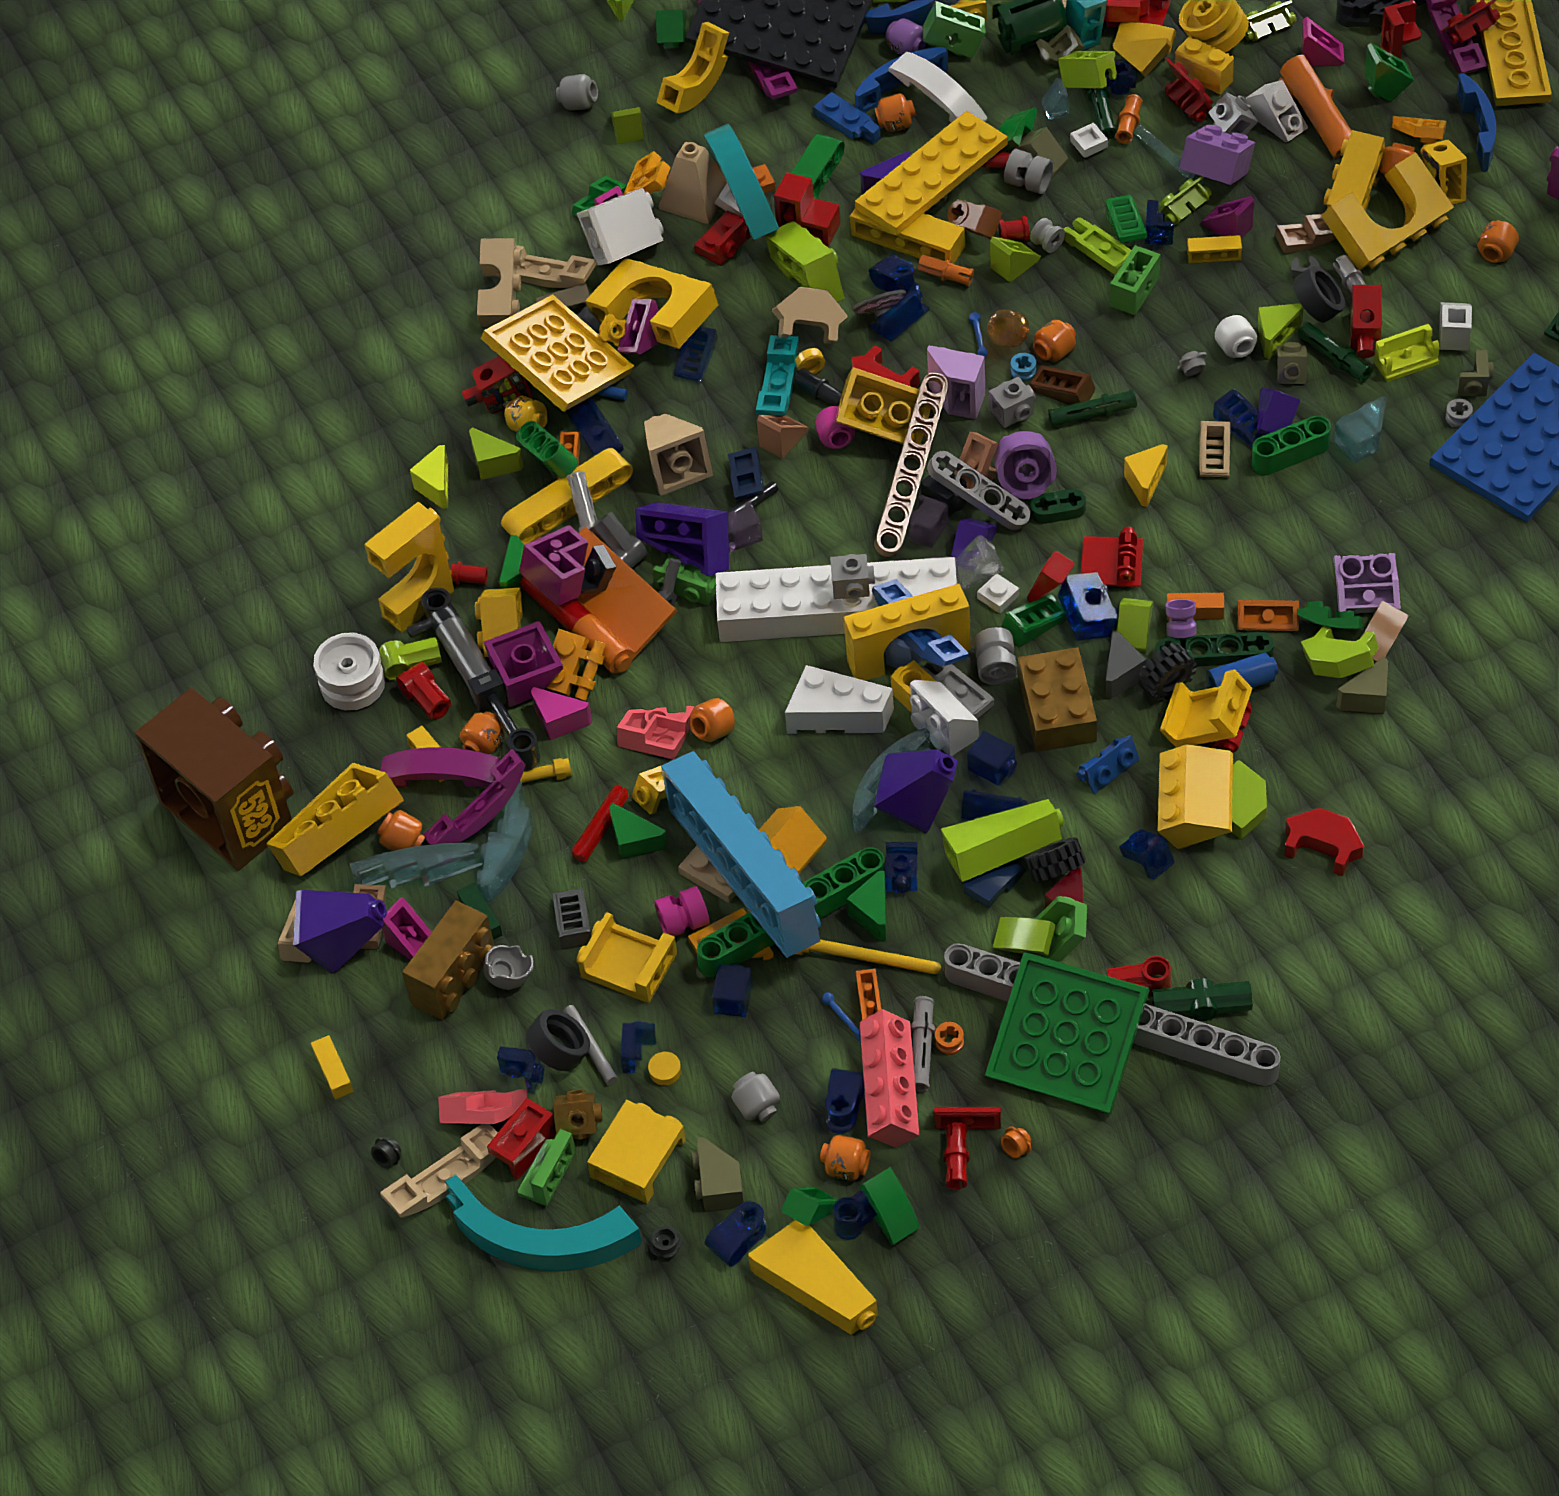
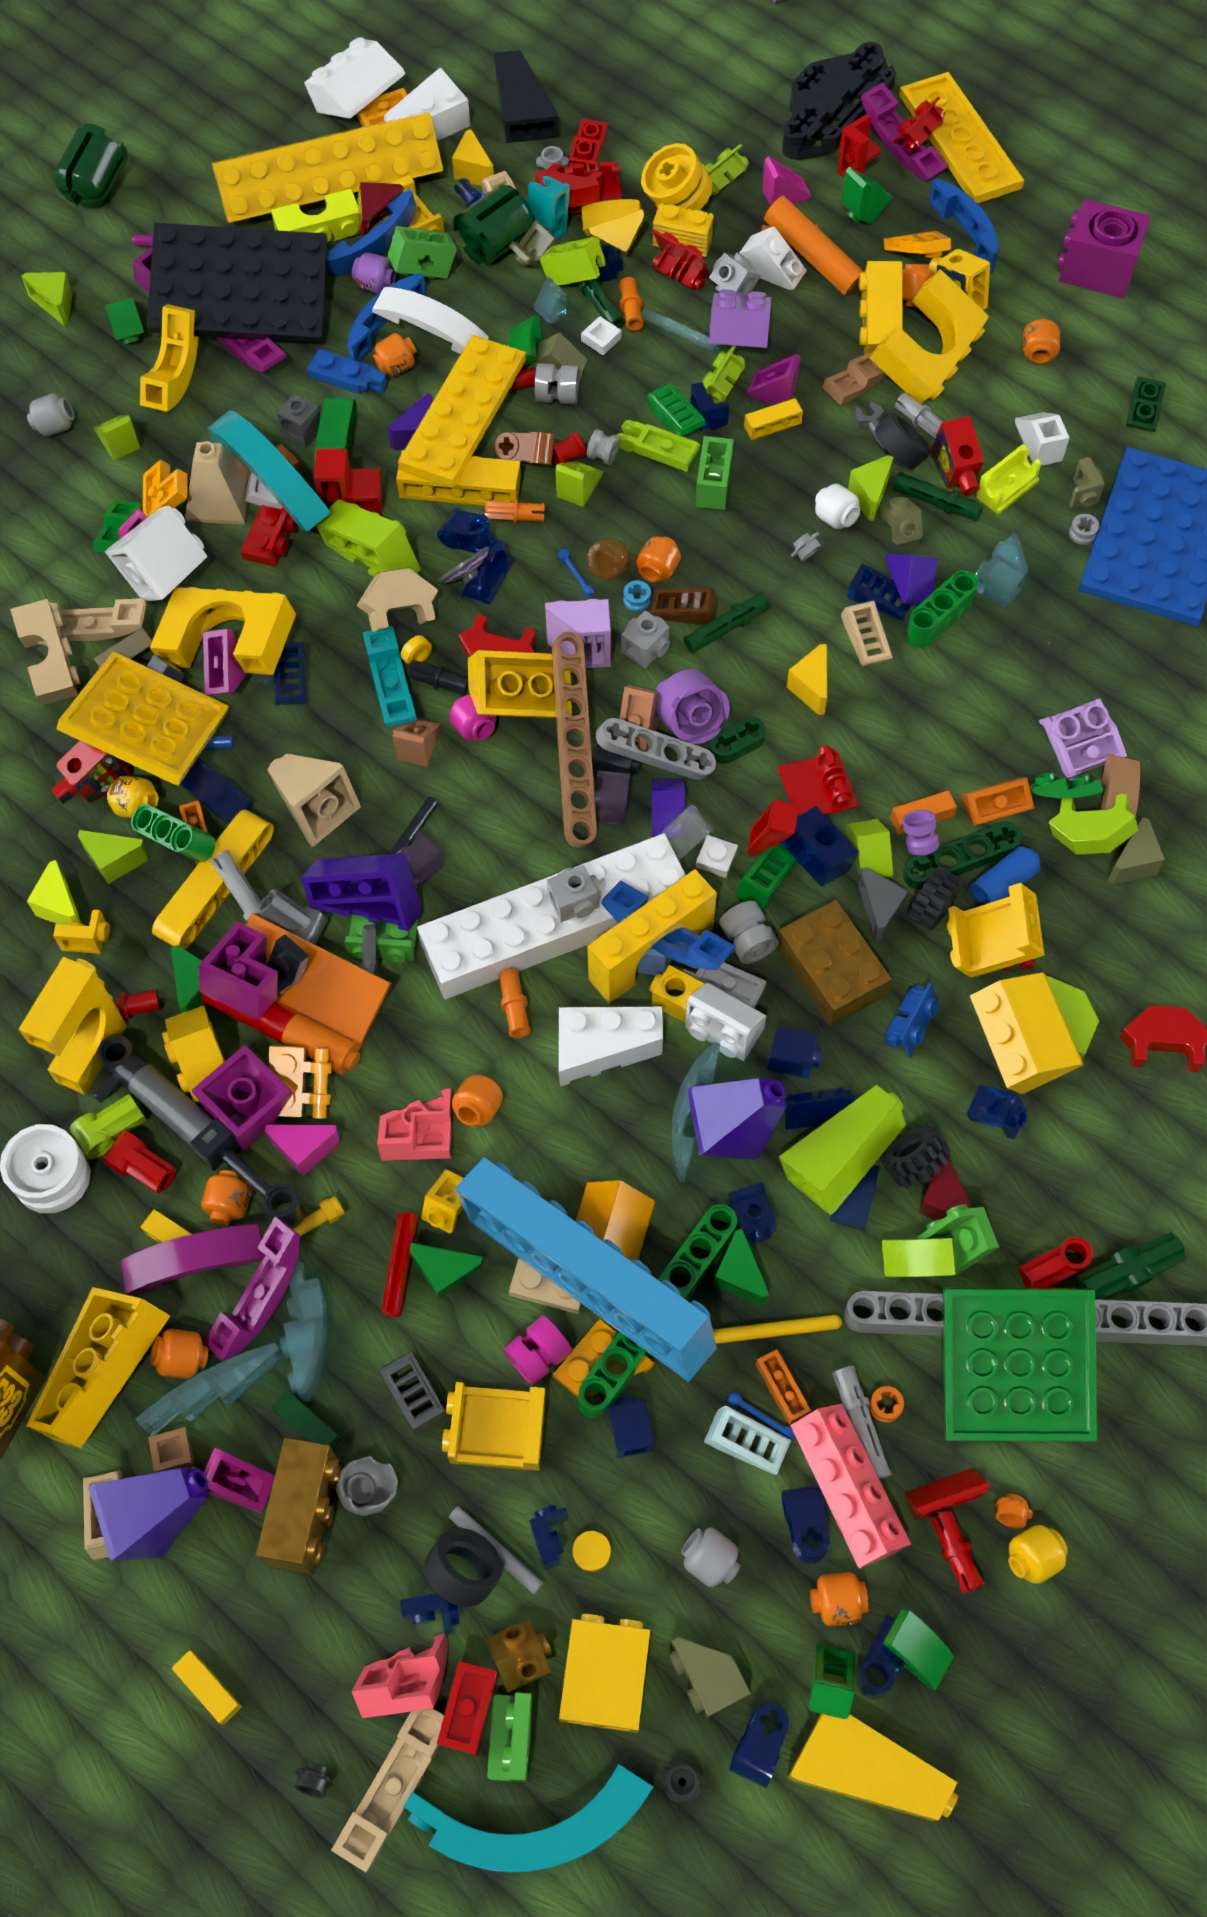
camera: 25 degrees left, 10 degrees up
(449, 512) = (83, 938): none -> yellow bracket
(607, 326) = (186, 672): yellow plate -> none
(746, 473) = (398, 796): dark blue slope -> none
(774, 657) = (514, 1003): none -> orange pin
(787, 147) = (299, 420): none -> dark grey brick
(823, 1013) = (727, 1445): none -> light aqua slope
(1020, 1175) = (1038, 1552): none -> yellow head

